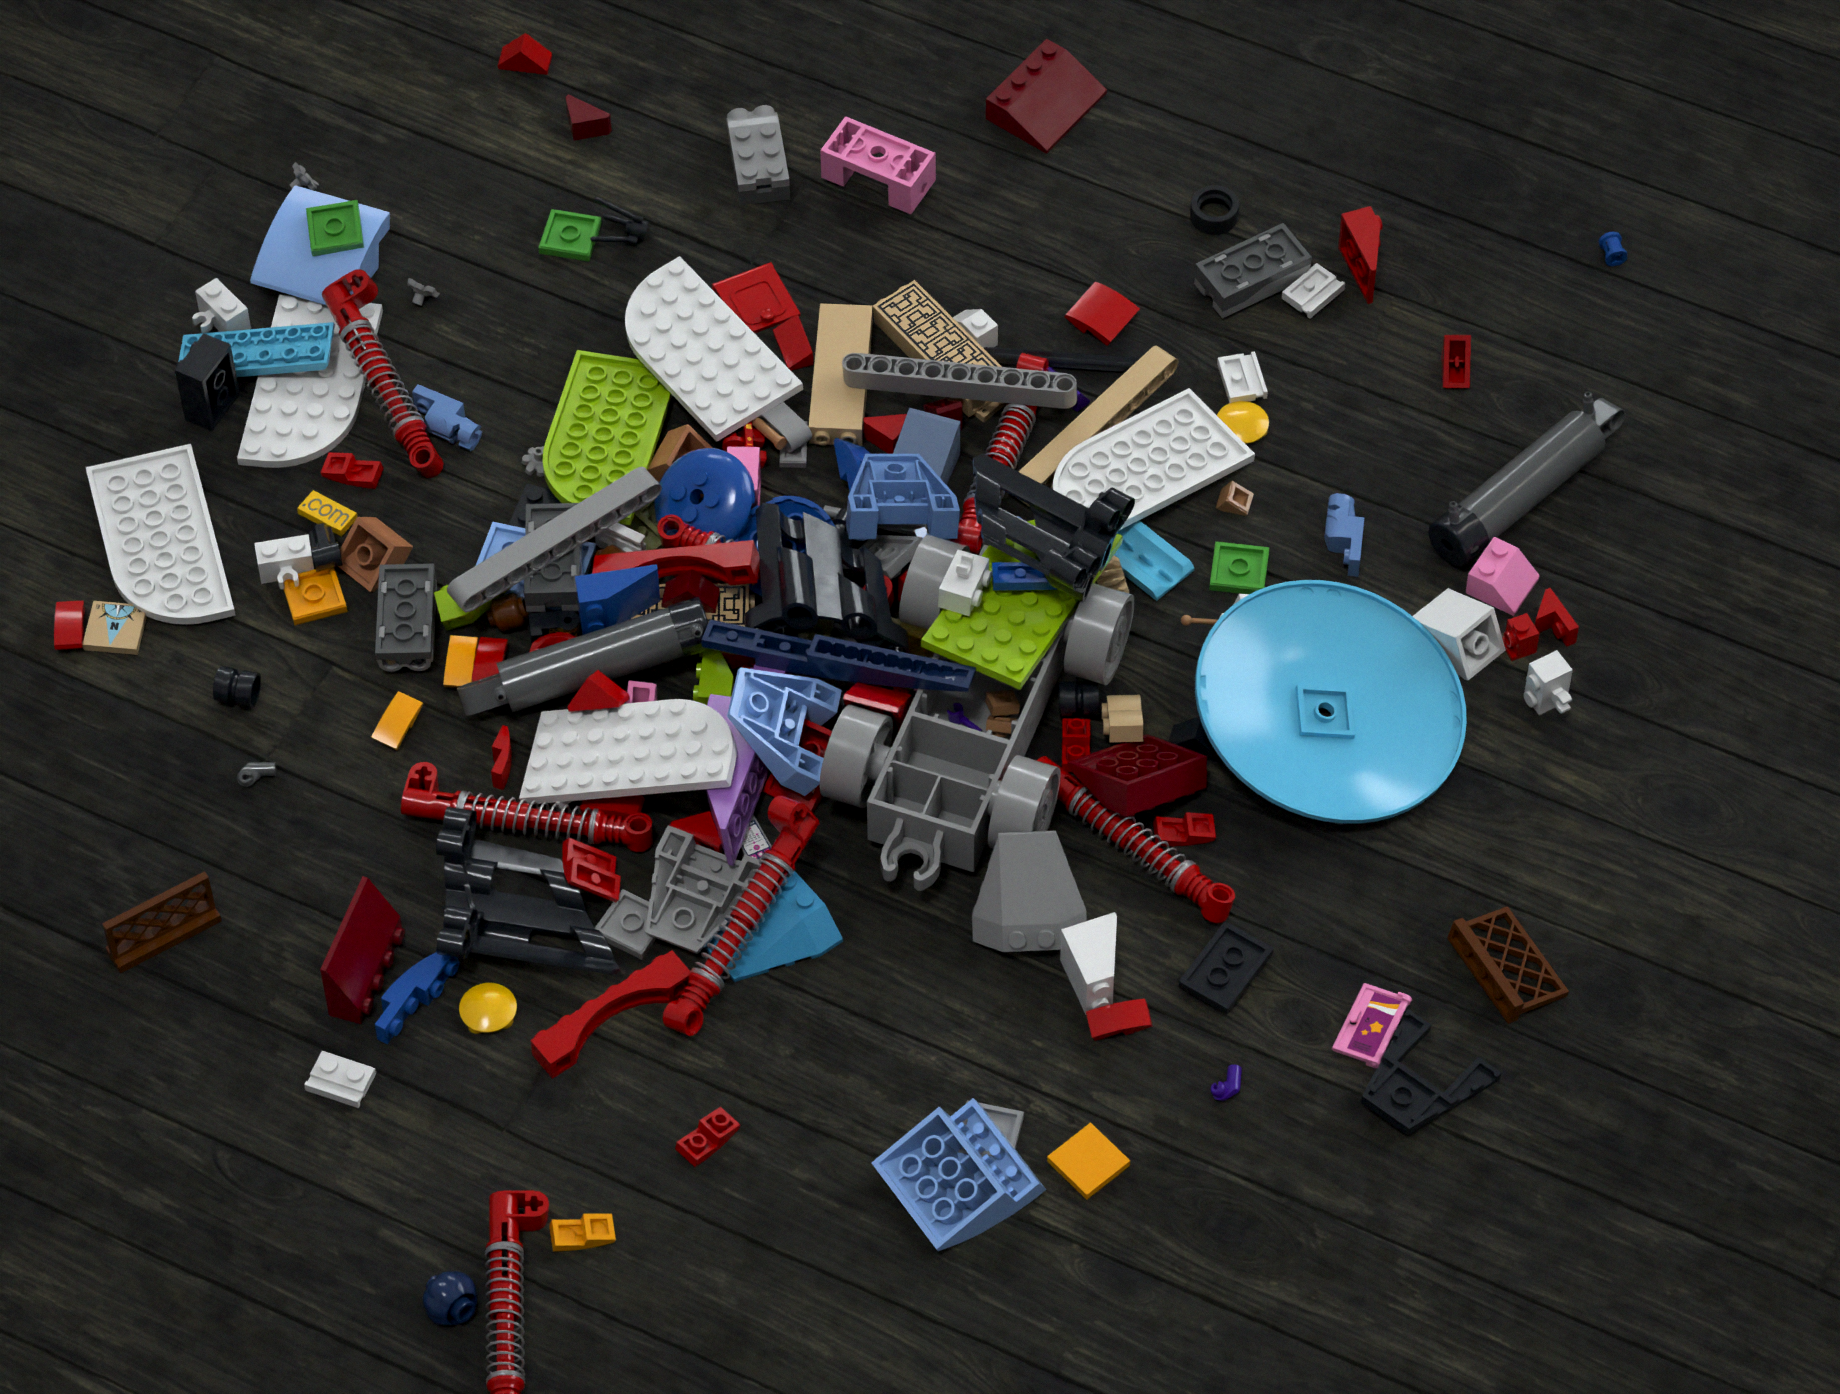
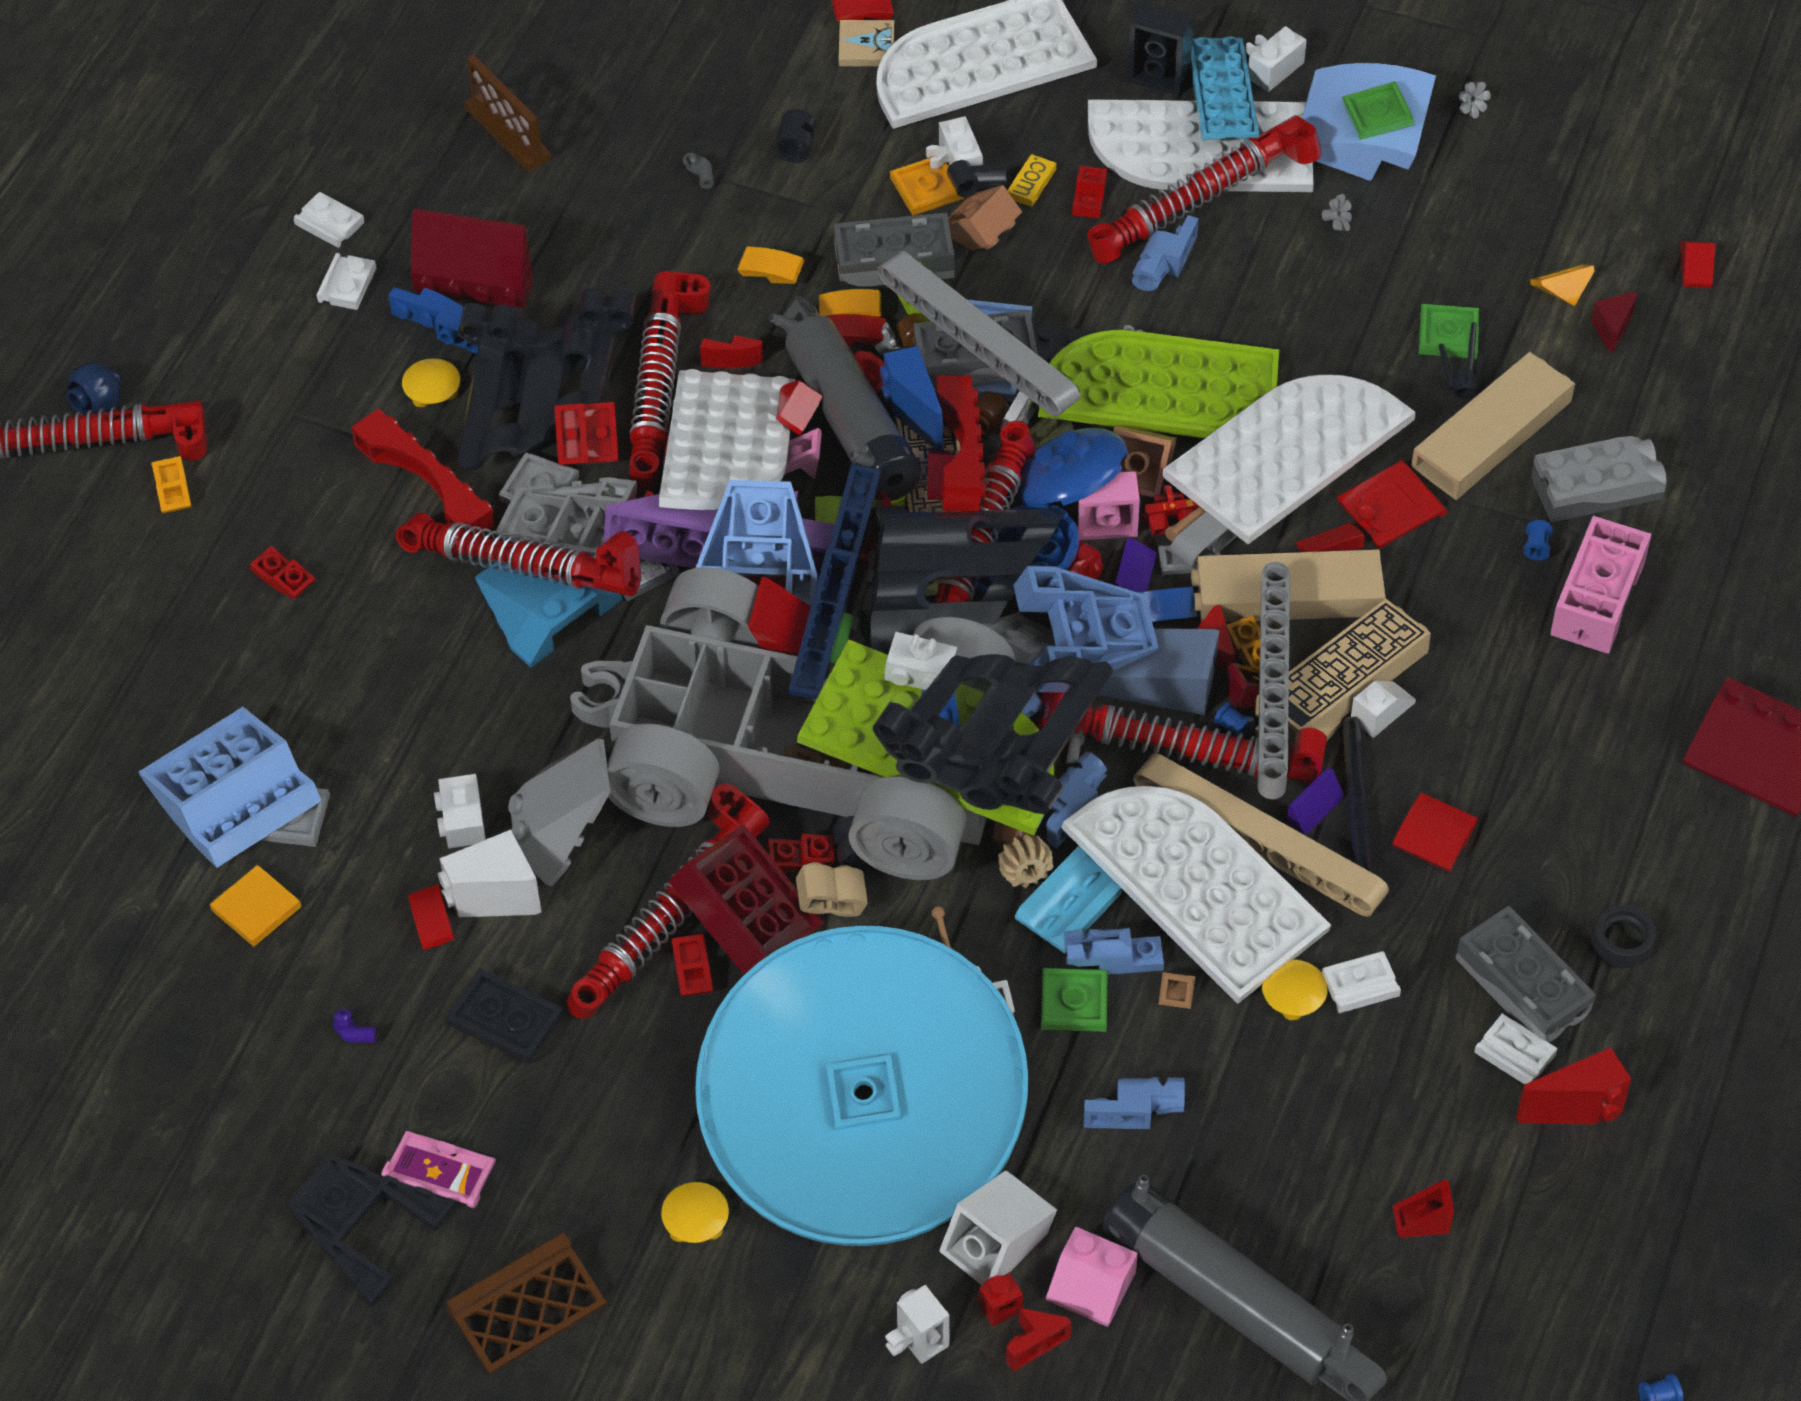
camera: 85 degrees right, 0 degrees up
(252, 1093) = (329, 219): none -> white plate
(512, 633) = (889, 340): none -> light grey plant
(530, 146) = (1565, 284): none -> light orange slope
(688, 216) = (1492, 425): none -> tan brick
(803, 483) = (1136, 566): none -> dark purple slope
(815, 205) = (1538, 540): none -> blue bush
(899, 405) = (1246, 640): none -> light orange slope
(977, 429) = (1233, 720): none -> blue bush
(1007, 992) = (461, 811): none -> white brick
(1201, 532) = (1113, 951): none -> medium blue plate
(1426, 841) = (695, 1213): none -> yellow dish

